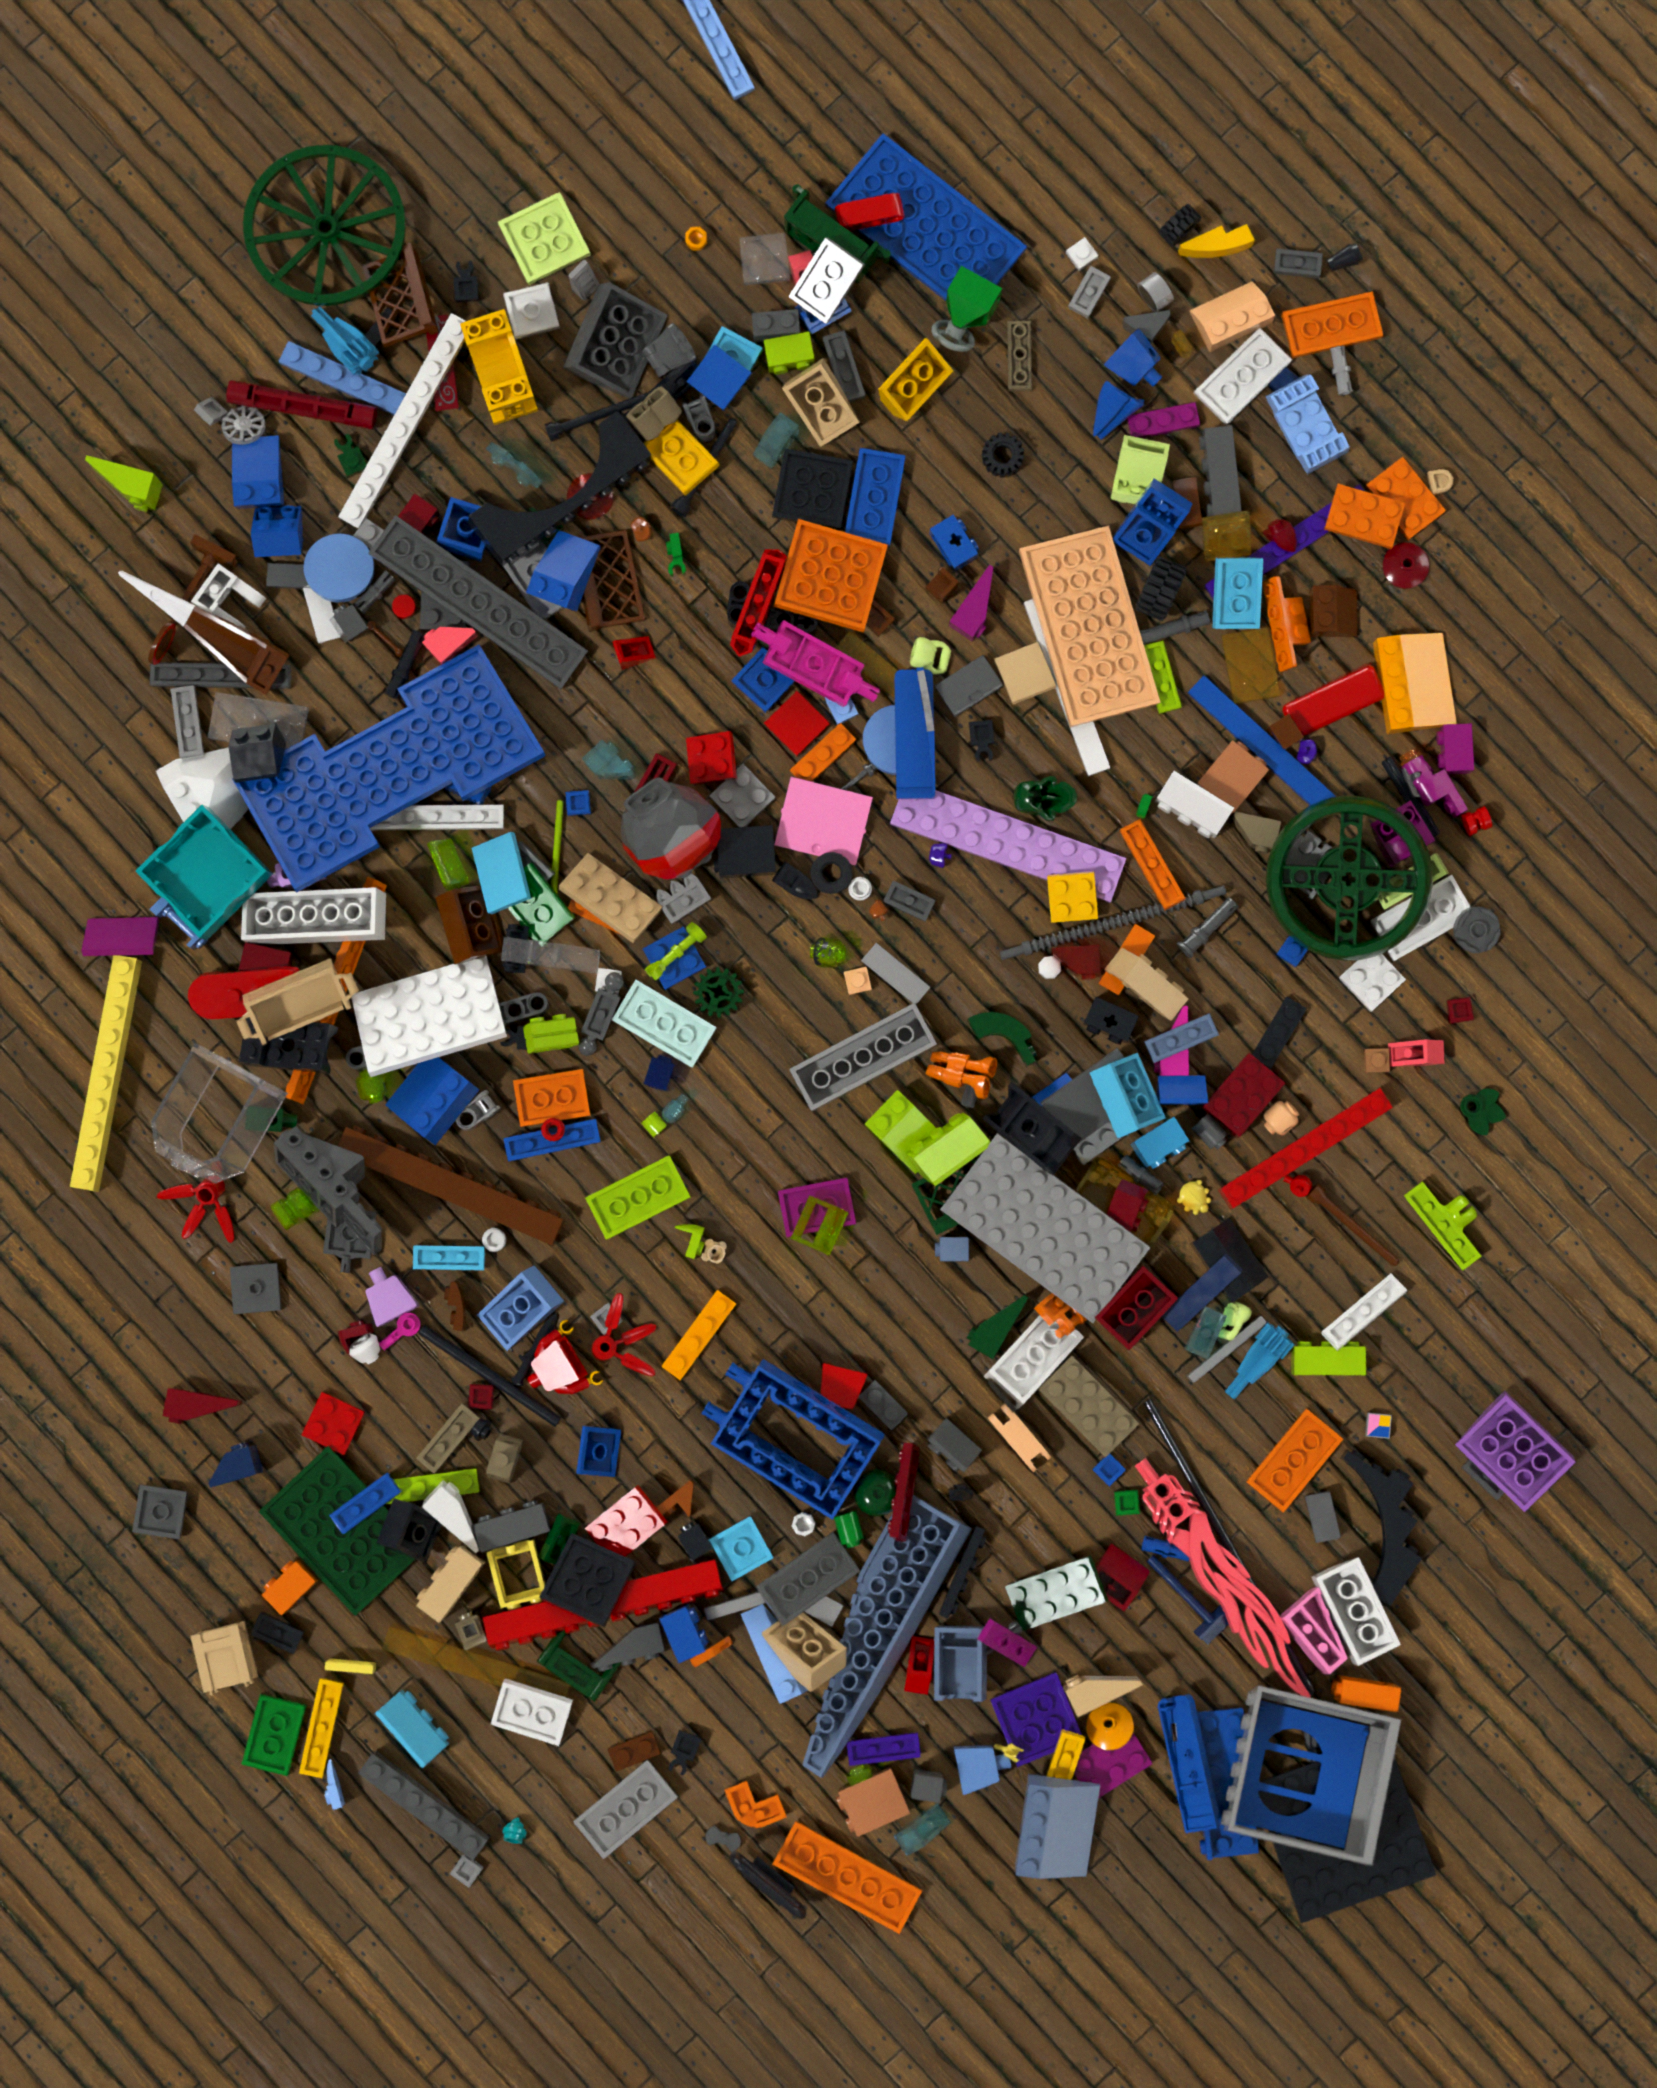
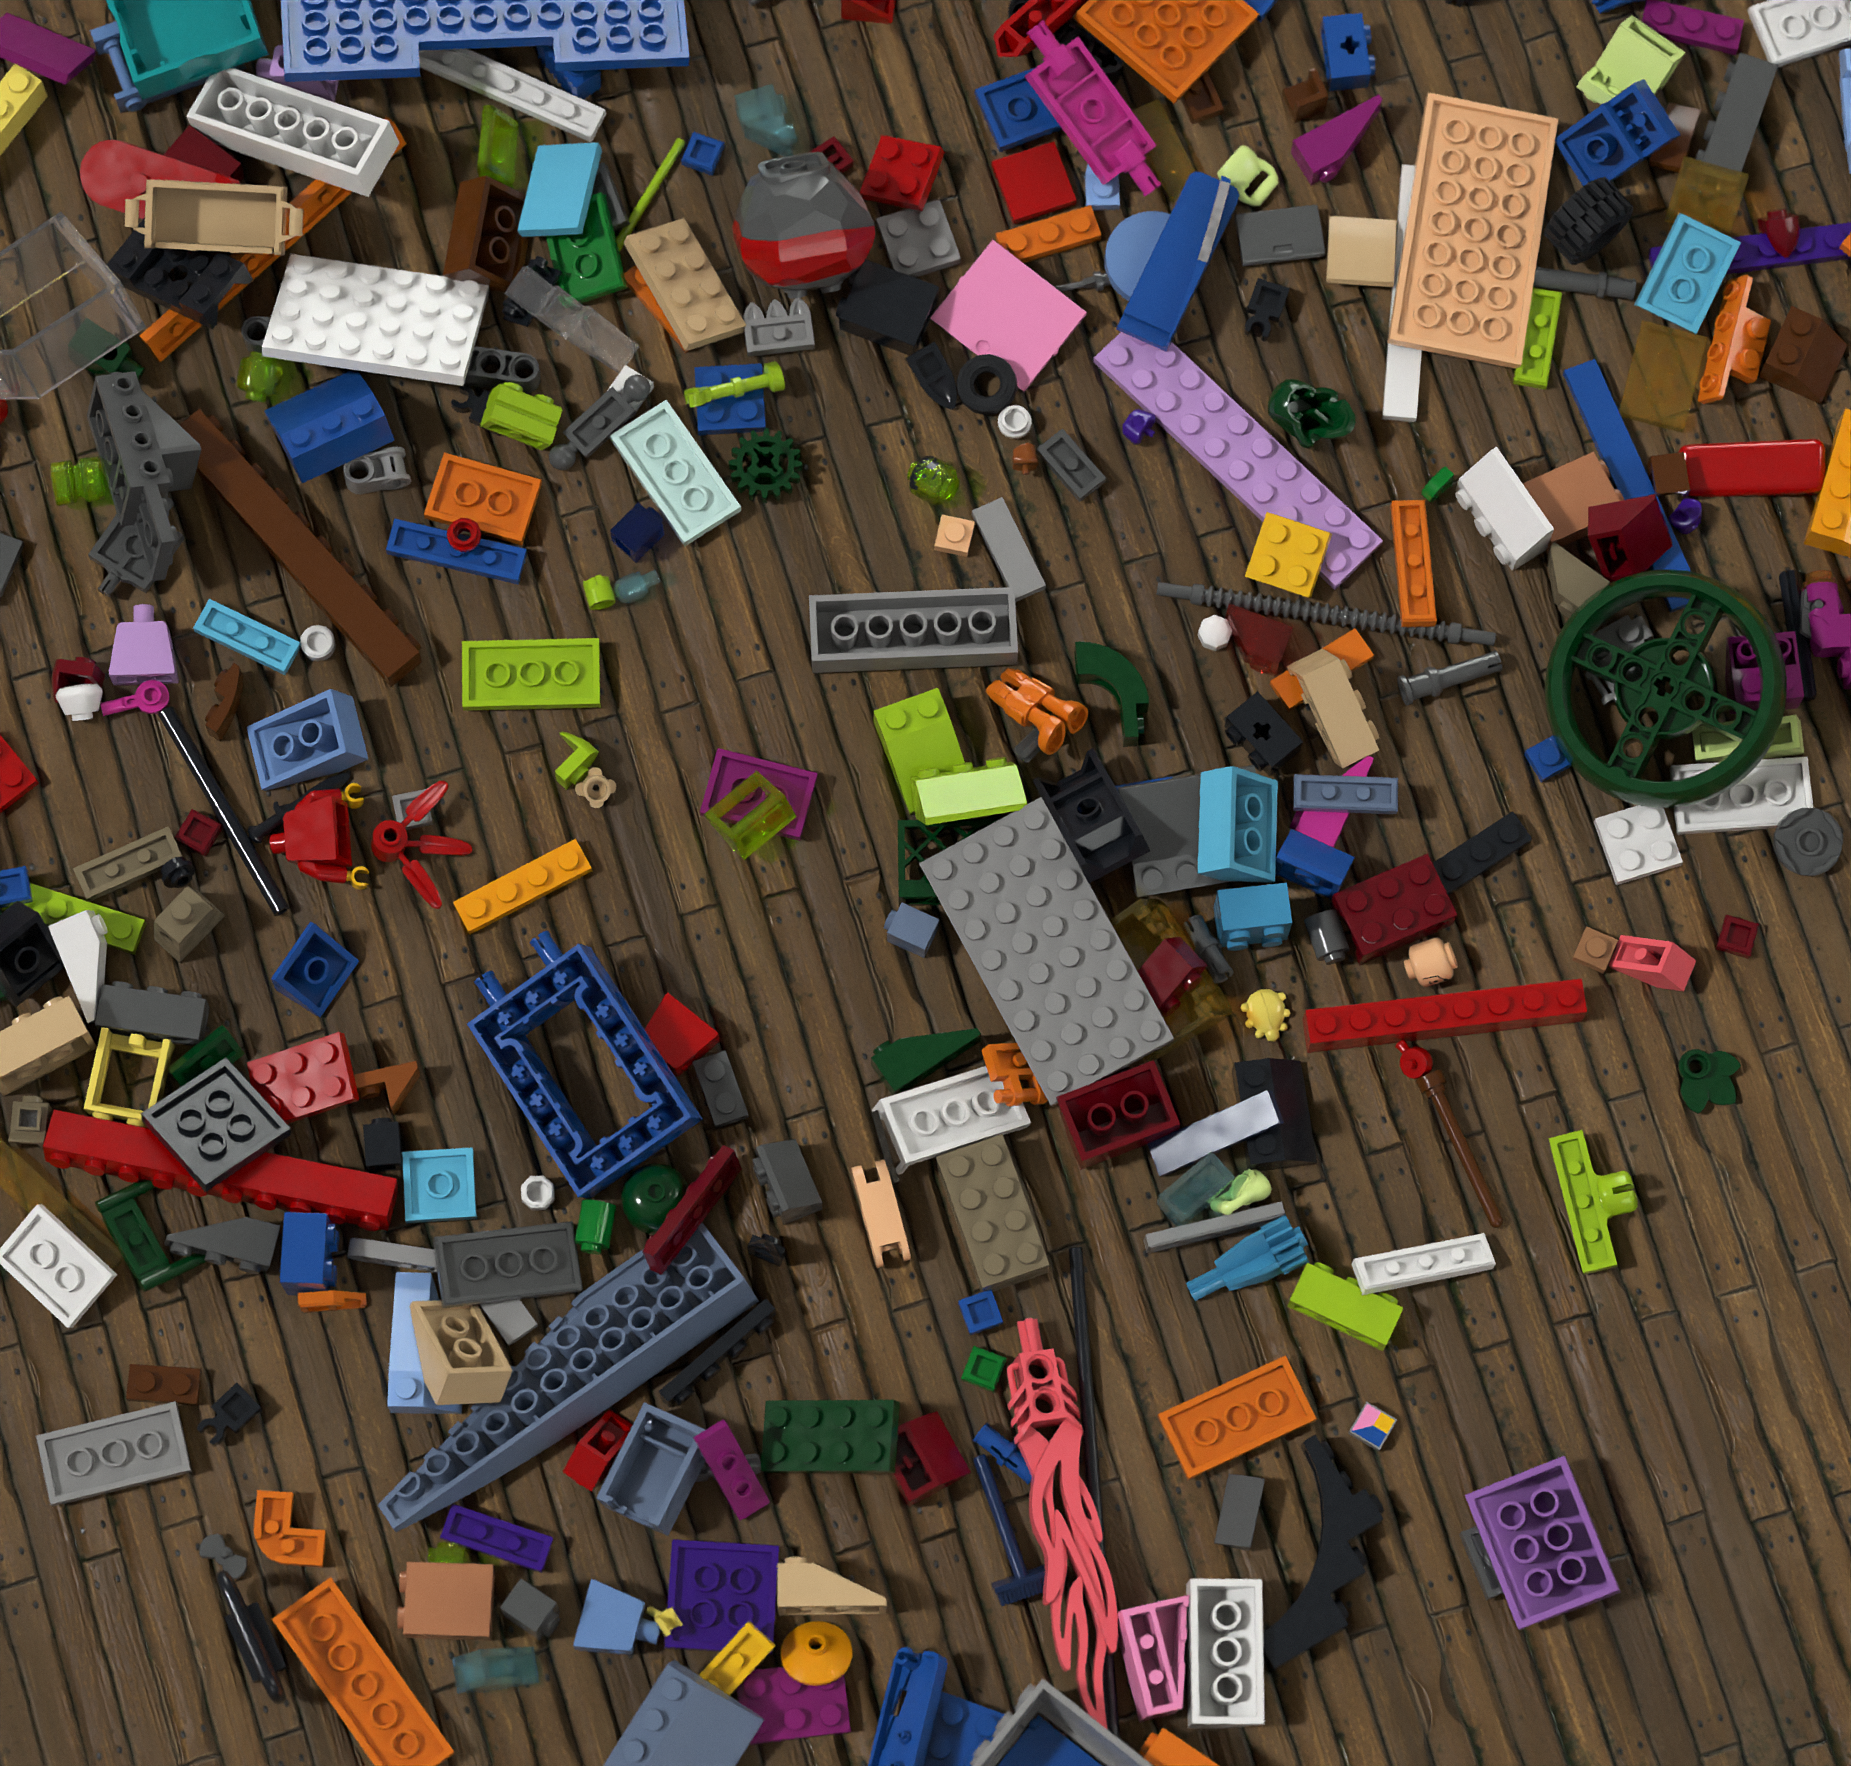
camera: 20 degrees right, 10 degrees down
(1279, 788) = (1627, 536): none -> dark red slope

